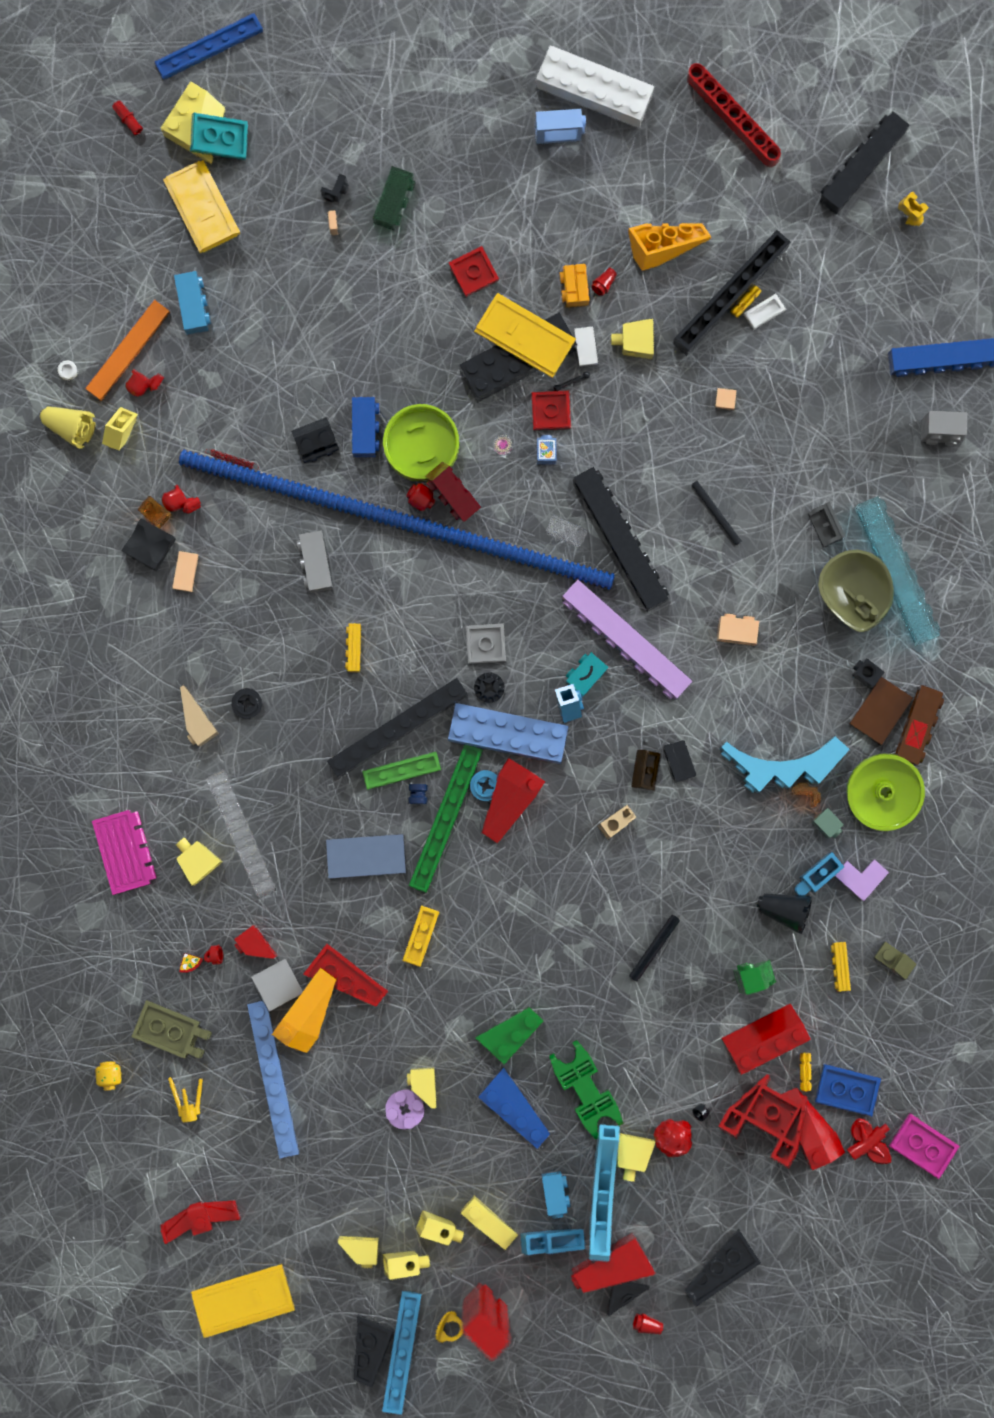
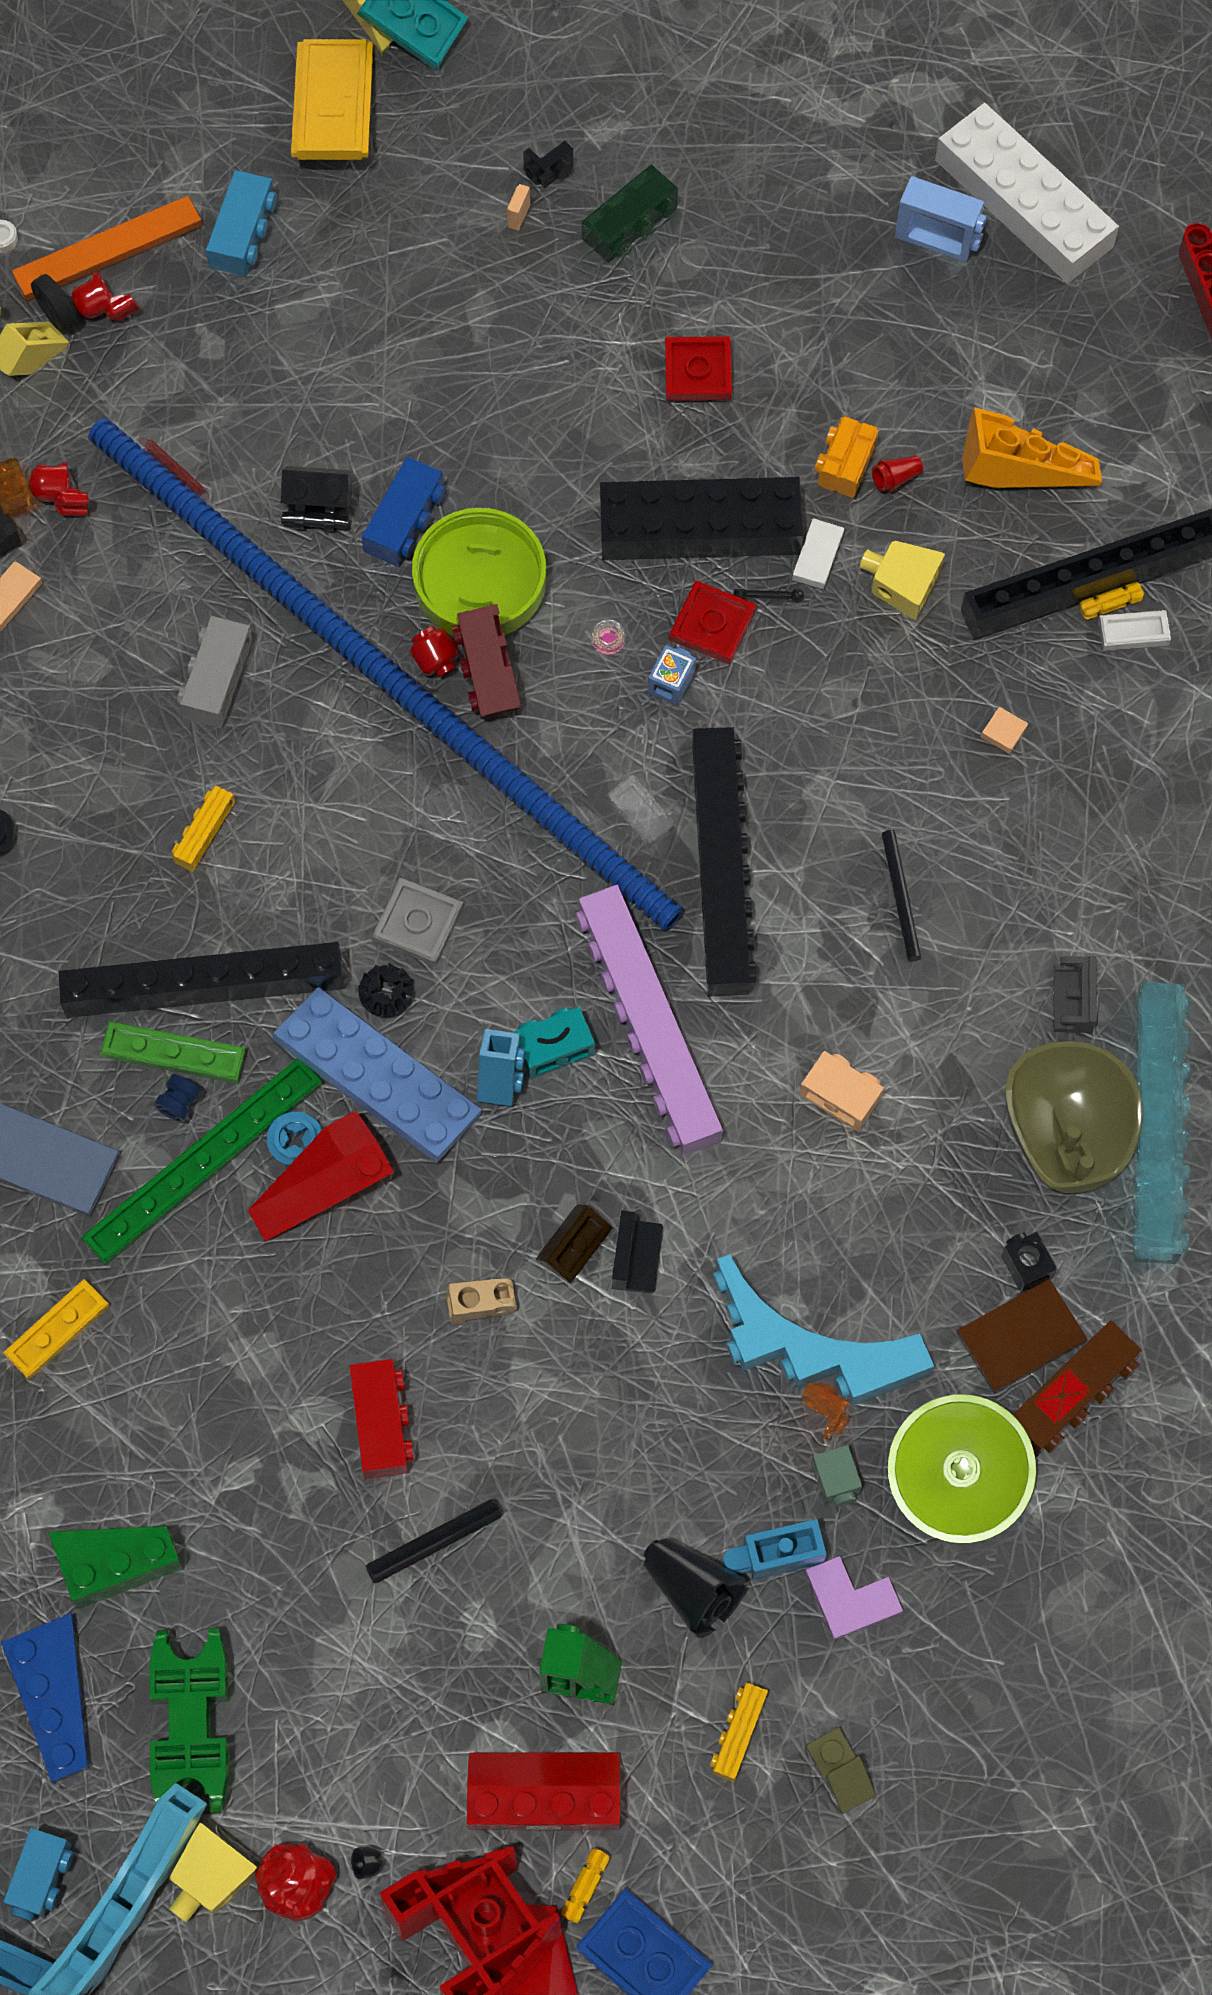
camera: 30 degrees right, 15 degrees down
(120, 398) = (53, 302): none -> black tyre
(524, 335) = (725, 482): yellow piece -> none
(600, 903) = (380, 1418): none -> red brick

